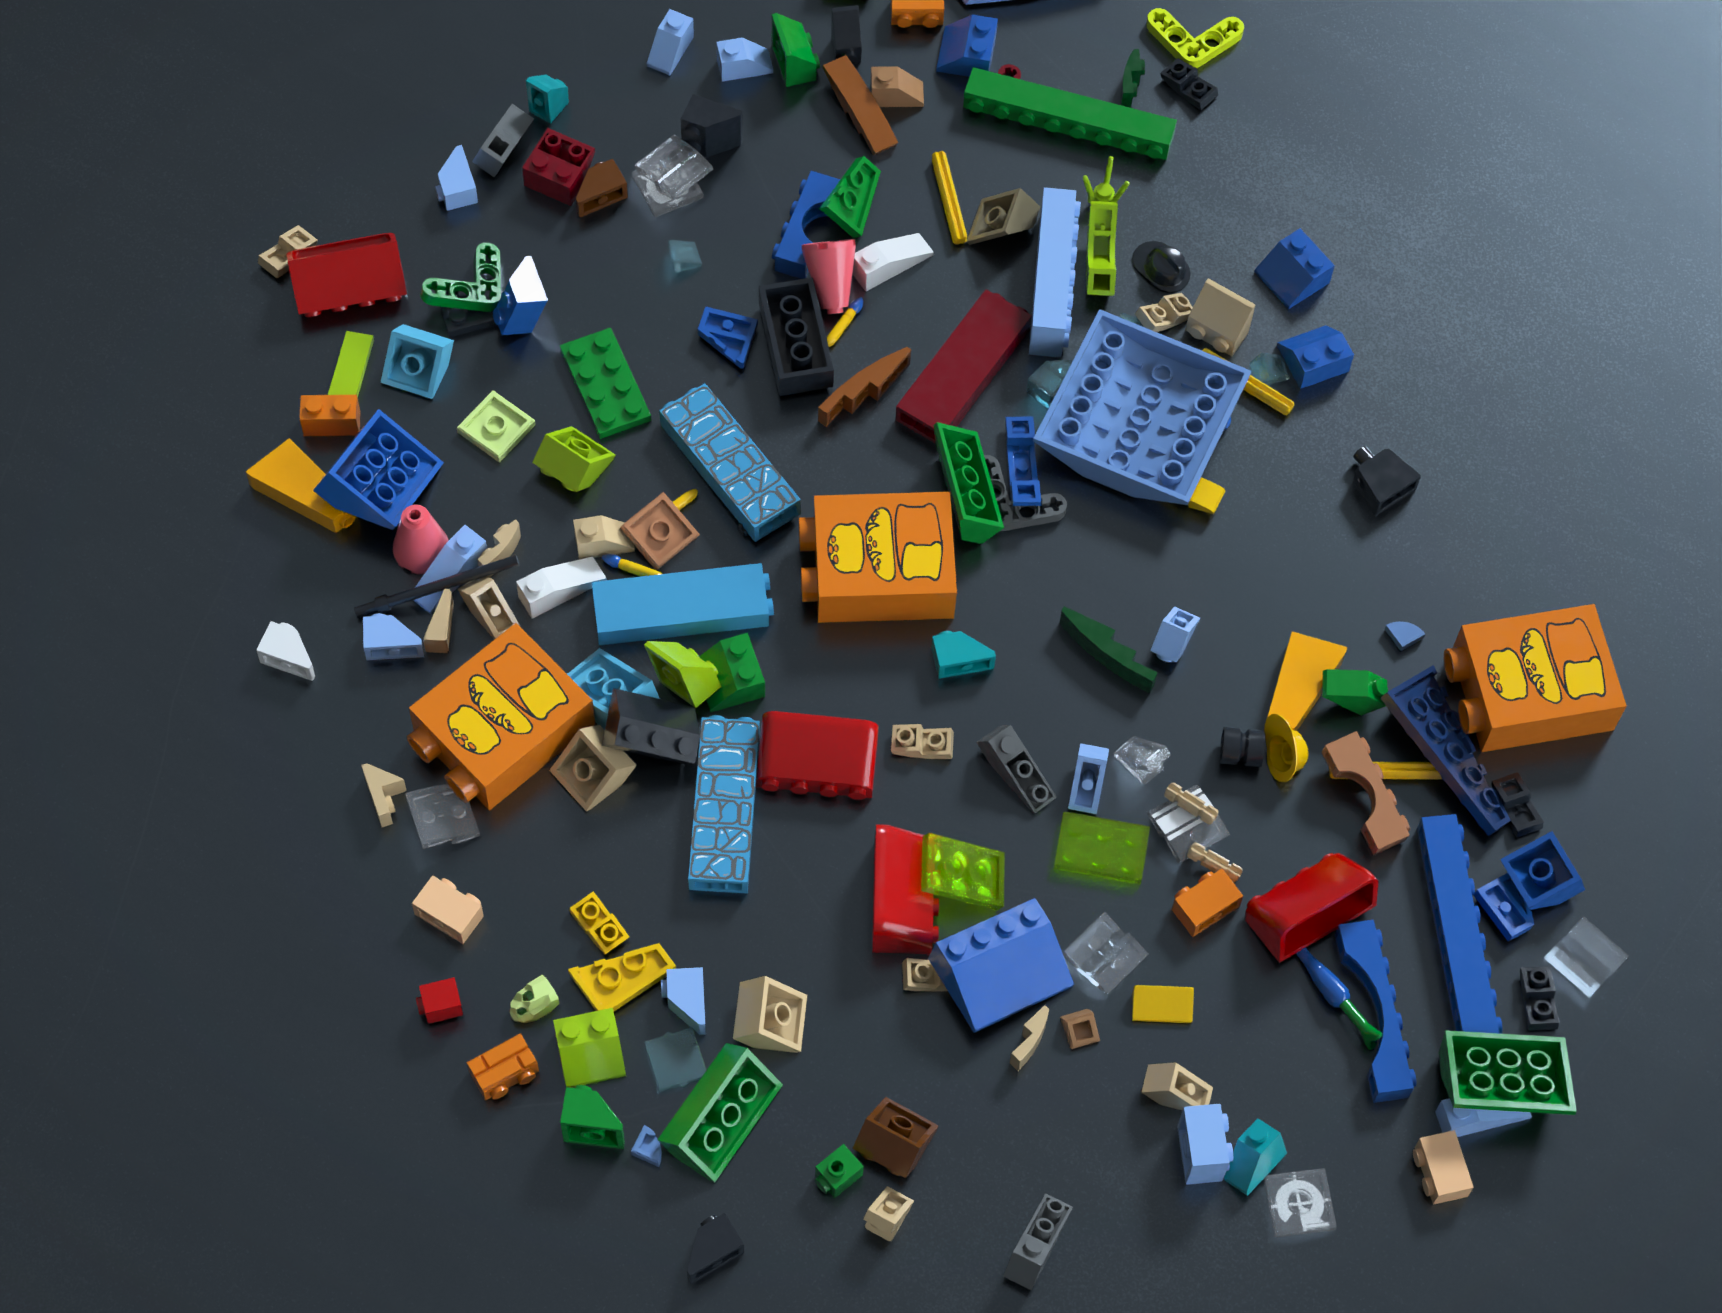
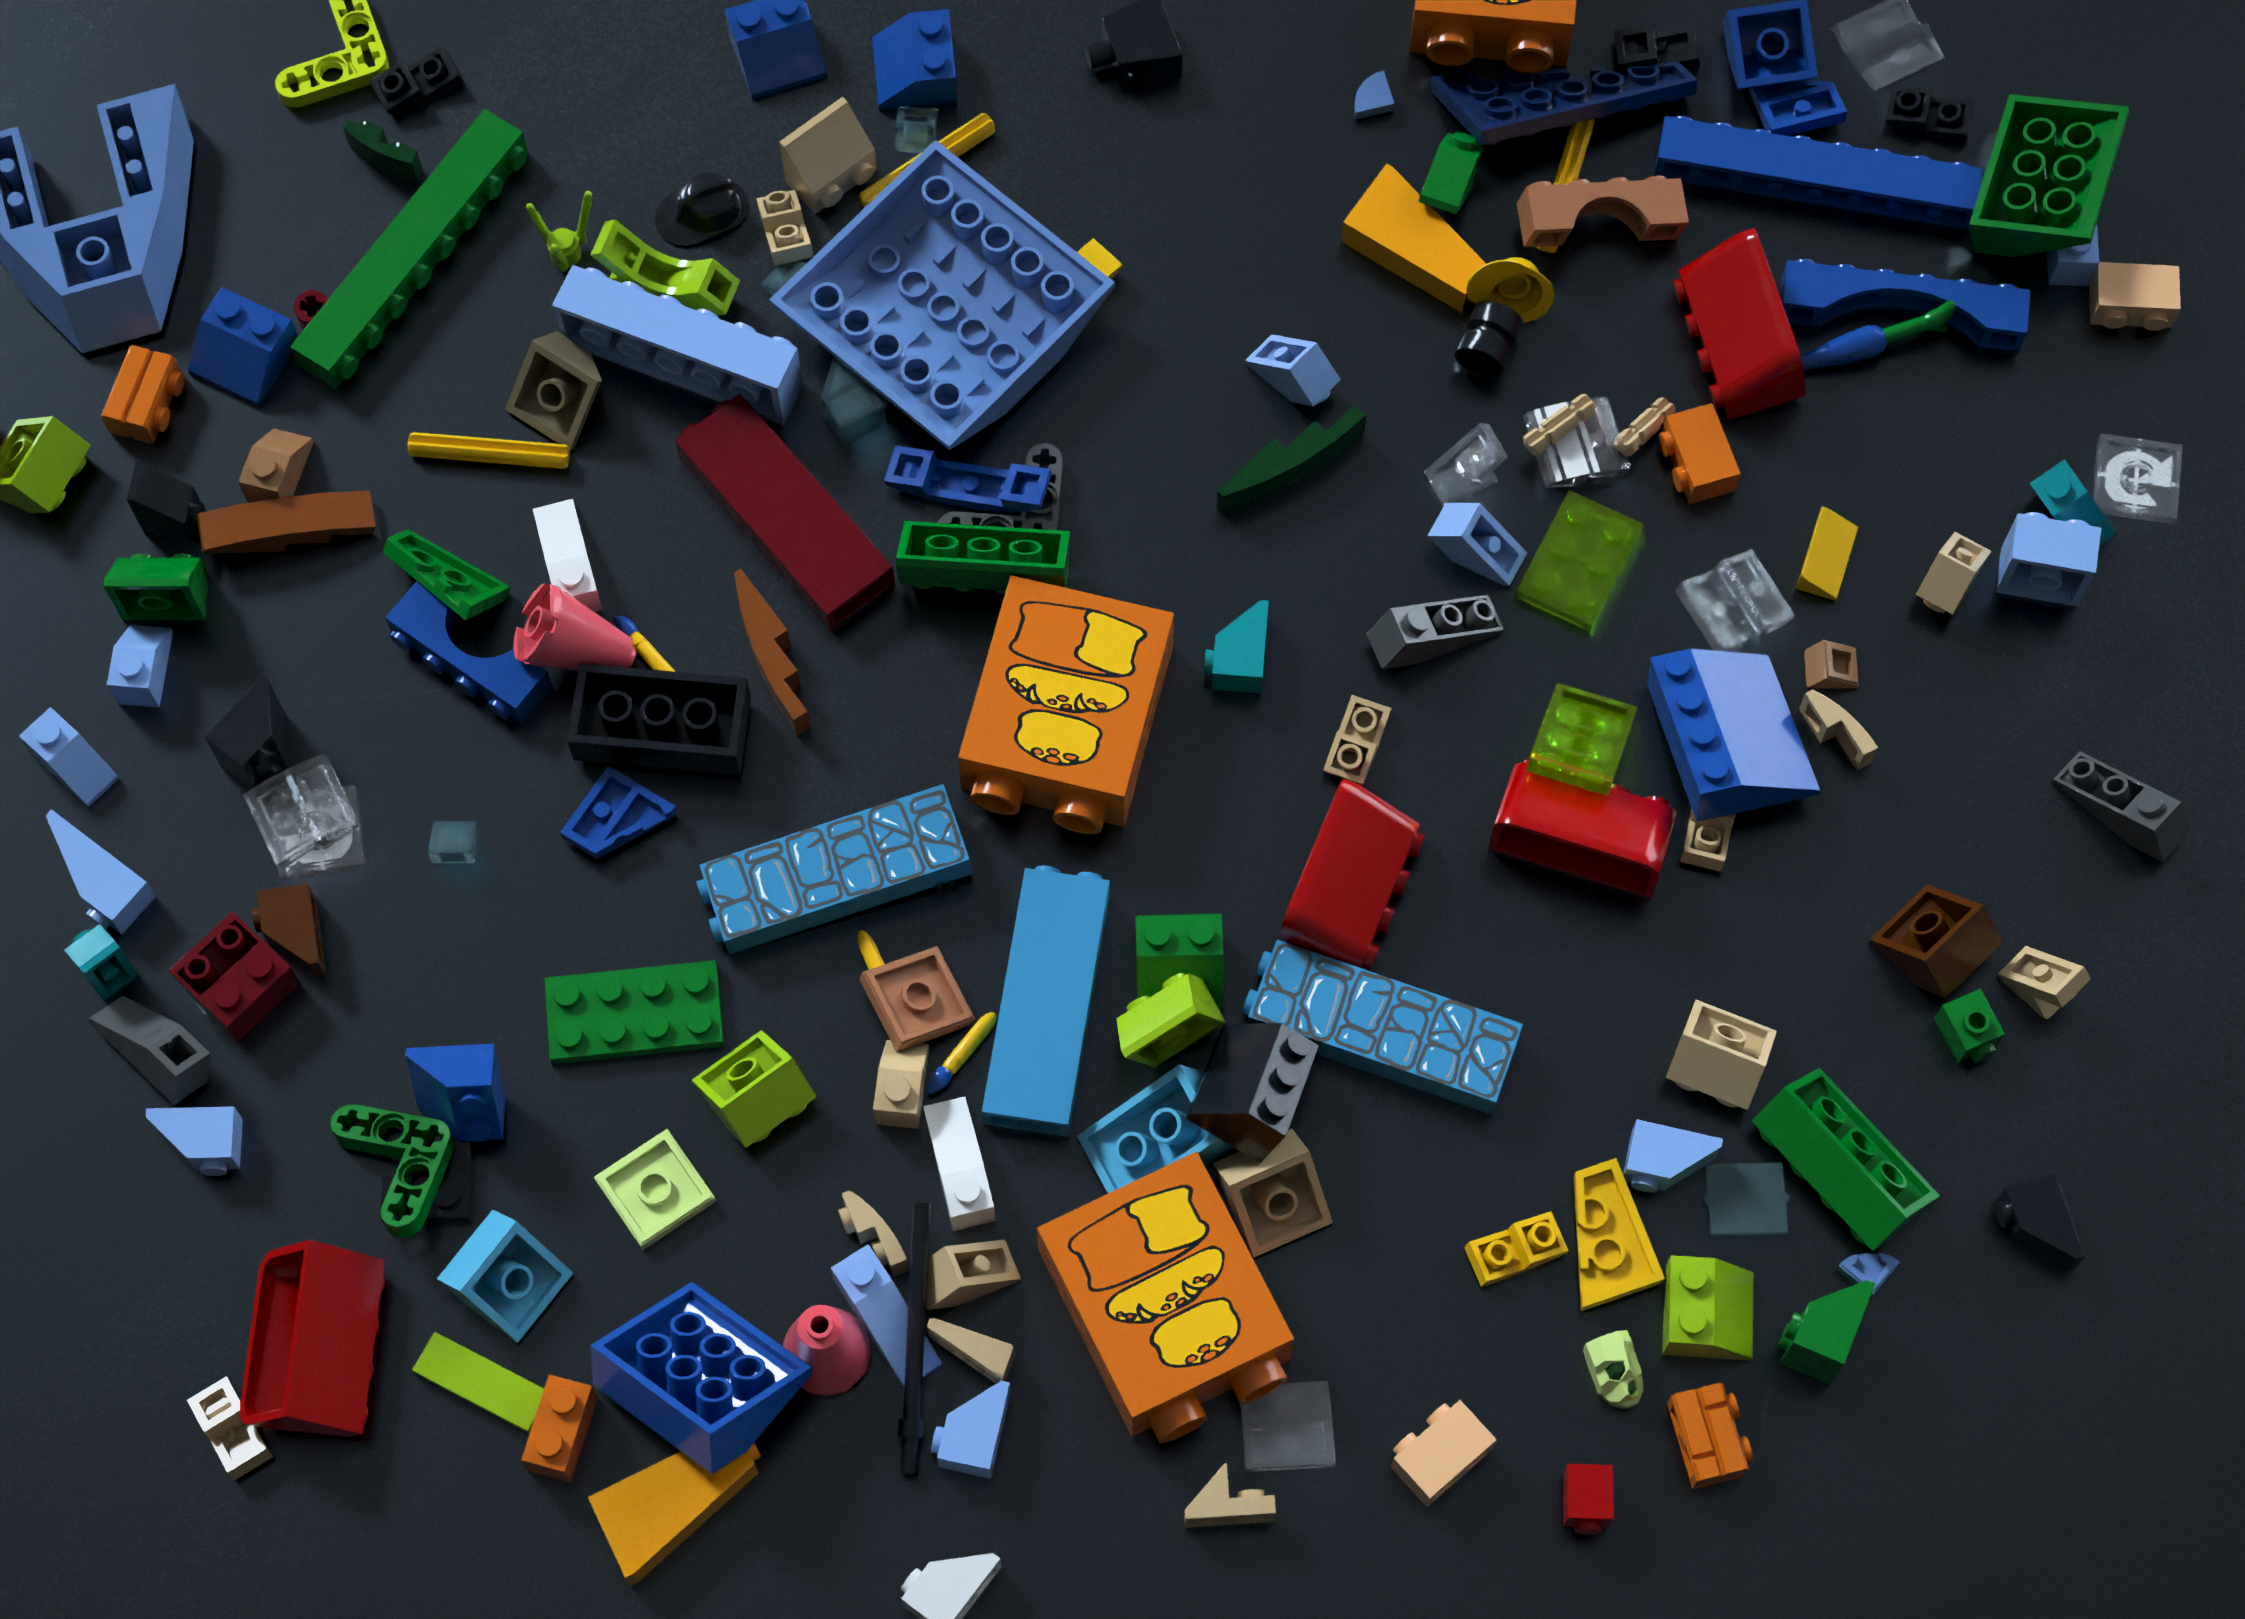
camera: 70 degrees left, 5 degrees up
(599, 81) = (104, 883): none -> light blue slope

